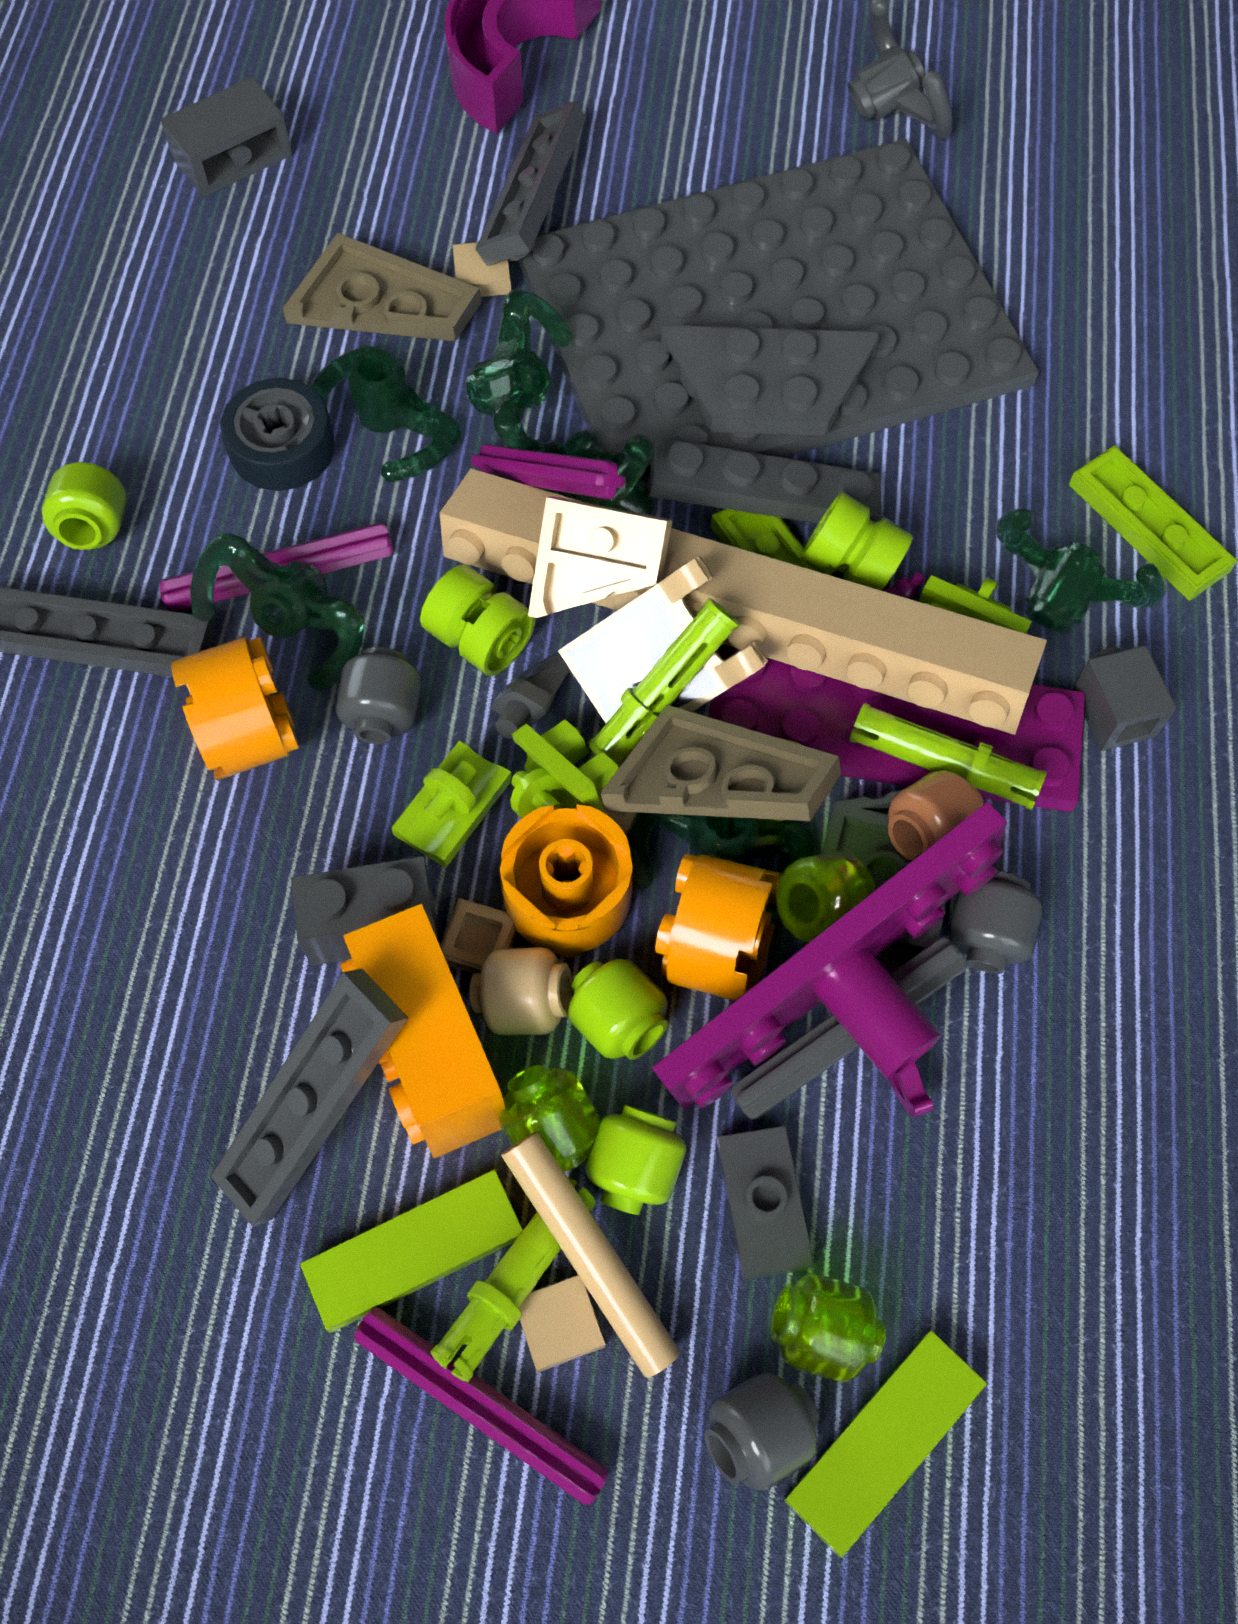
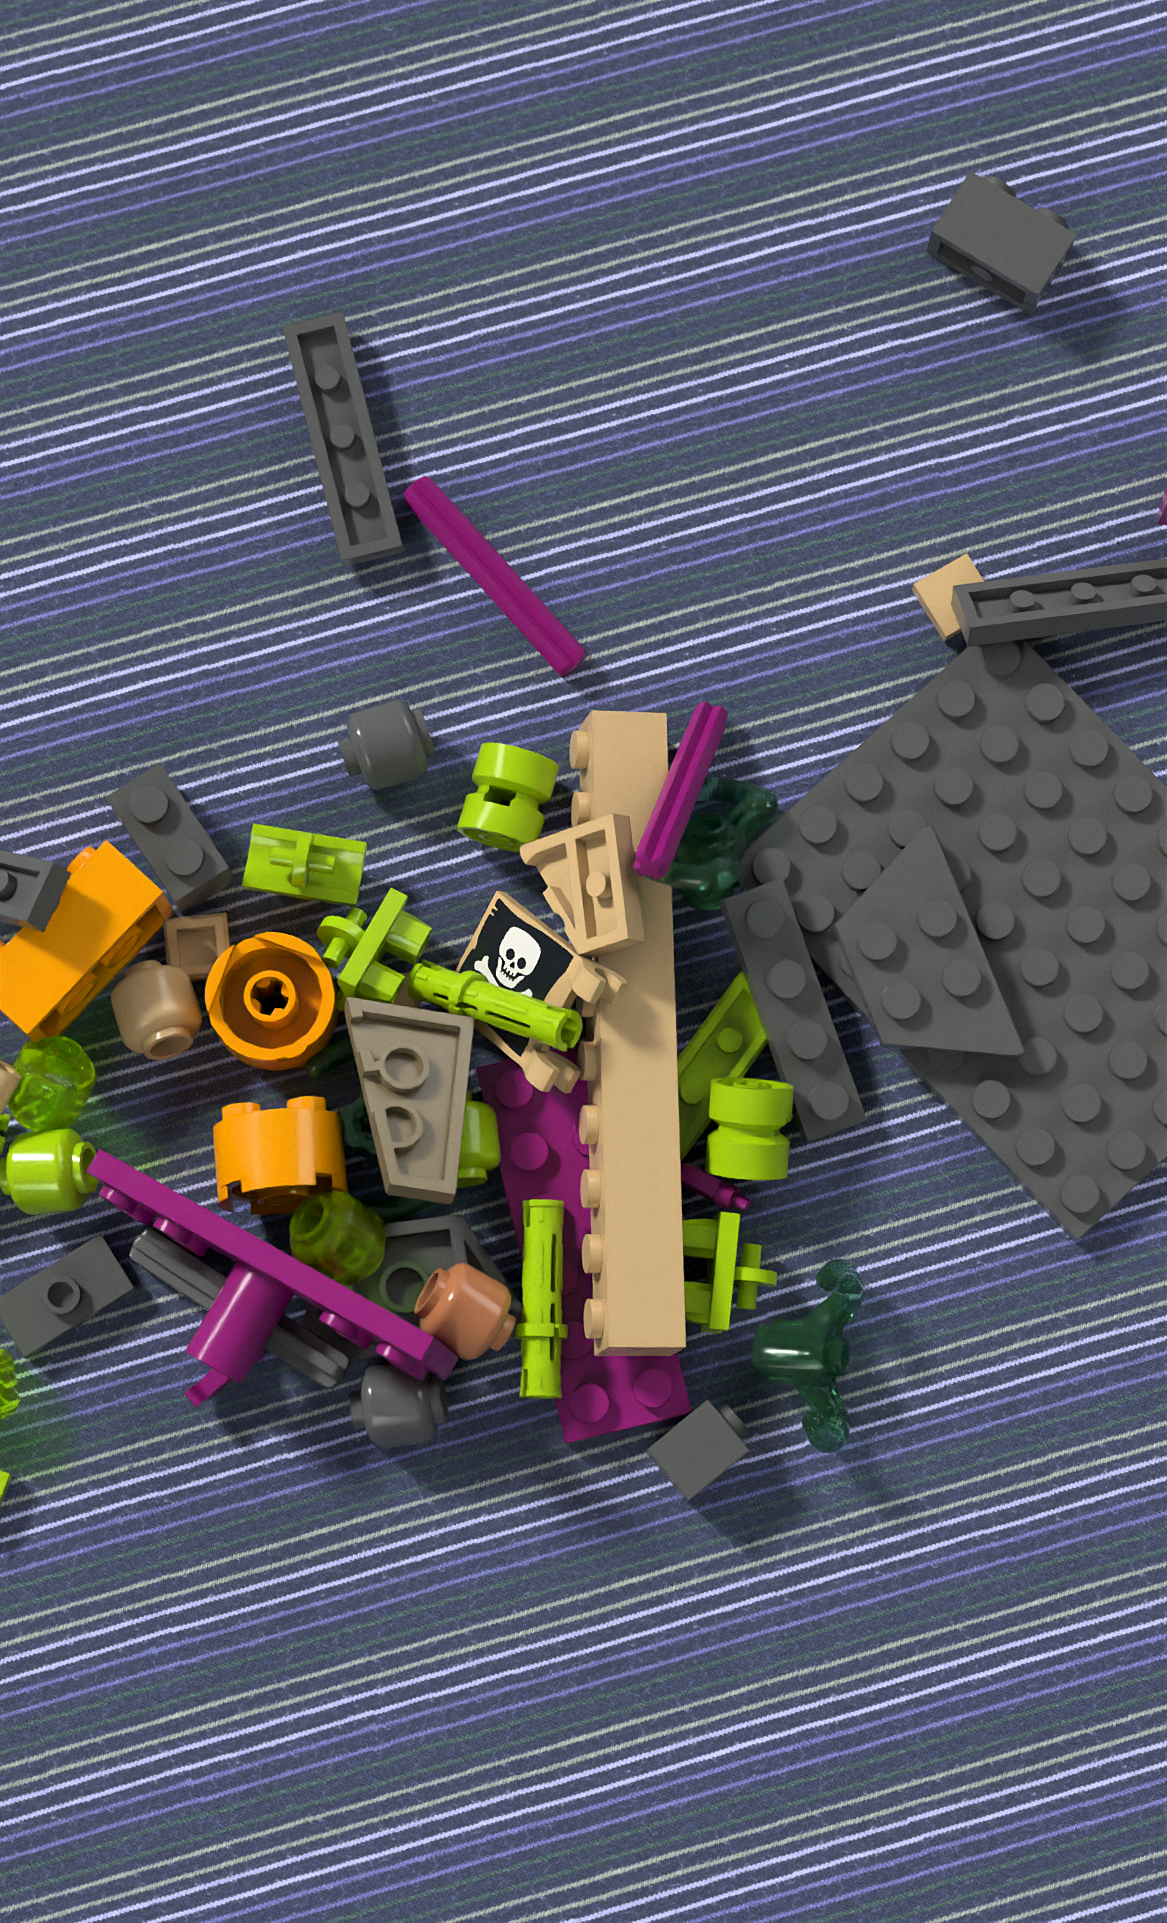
camera: 65 degrees right, 15 degrees up
(84, 506) = (472, 359): lime head -> none
(233, 707) = (308, 624): light orange brick -> none
(277, 434) = (616, 515): black wheel -> none
(281, 600) = (440, 610): clear green piece -> none
(380, 293) = (867, 510): dark tan wing -> none
(388, 403) = (733, 561): clear green piece -> none
(515, 374) = (800, 708): clear green piece -> none
(529, 695) = (469, 881): dark grey bar -> none
(618, 1009) = (173, 1099): lime head -> none
(1152, 522) = (940, 1420): lime tile -> none

